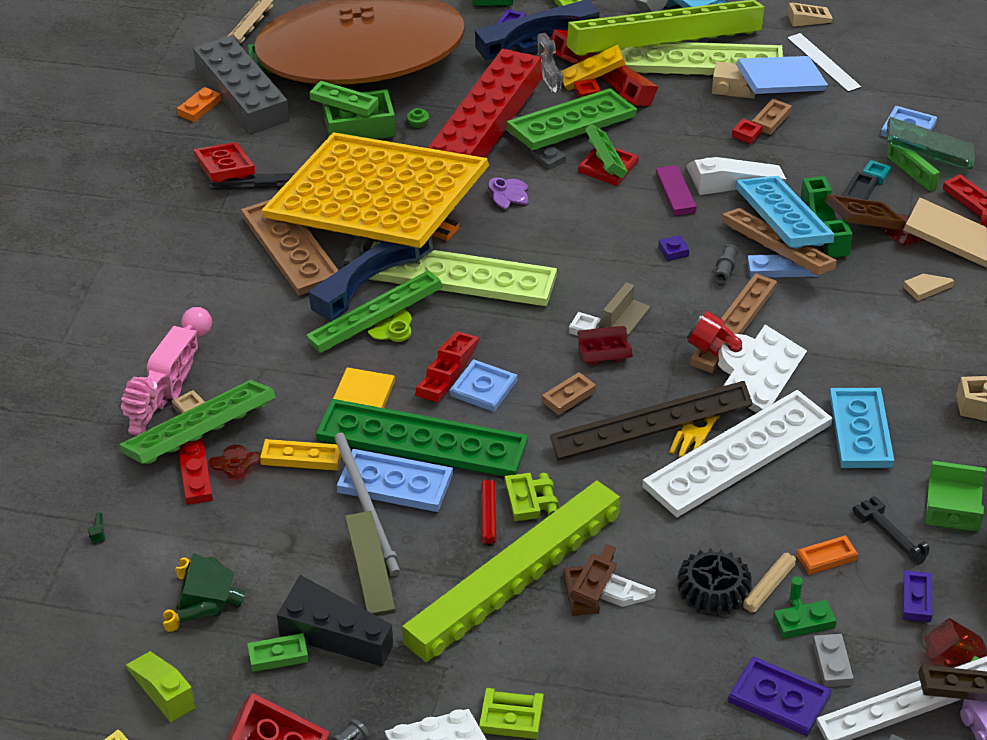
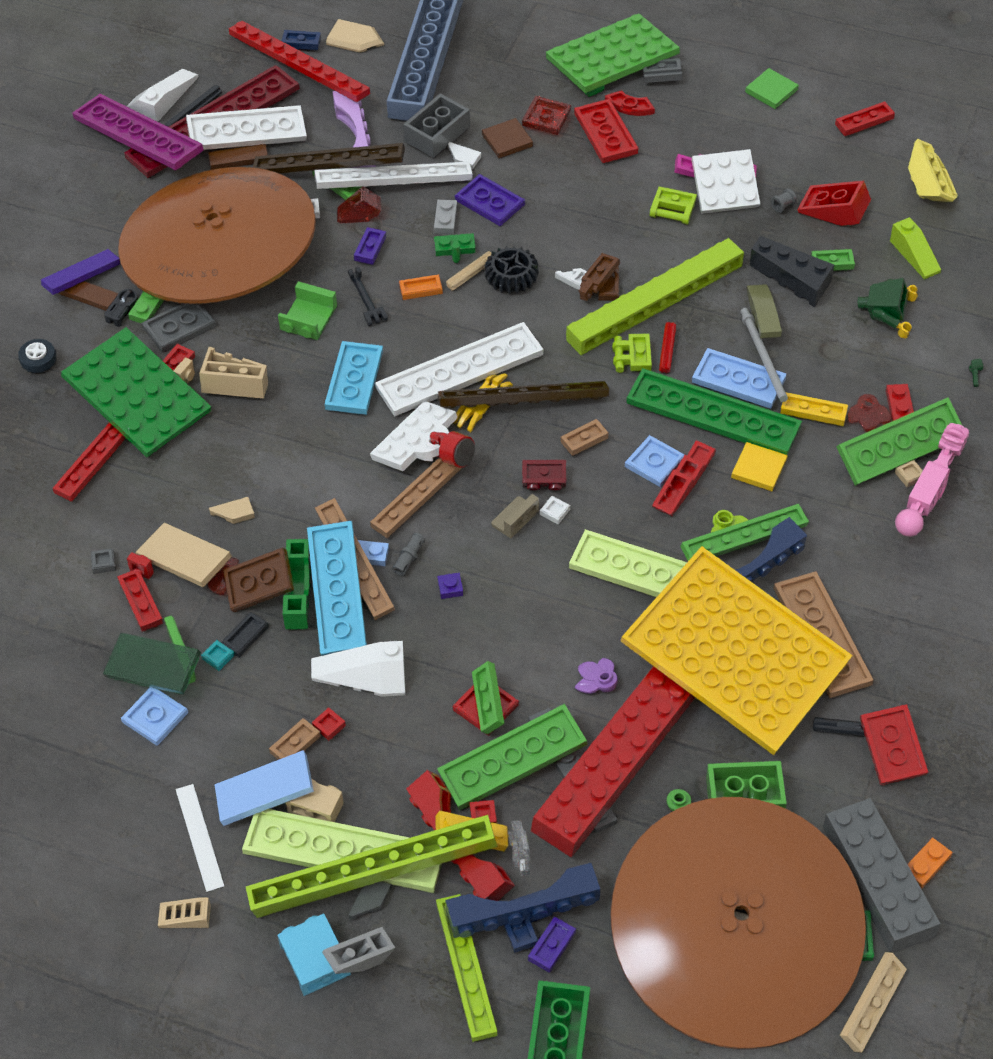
camera: 170 degrees left, 10 degrees up
(344, 98) = (763, 781): bright green plate -> none
(676, 190) = (426, 658): magenta tile -> none

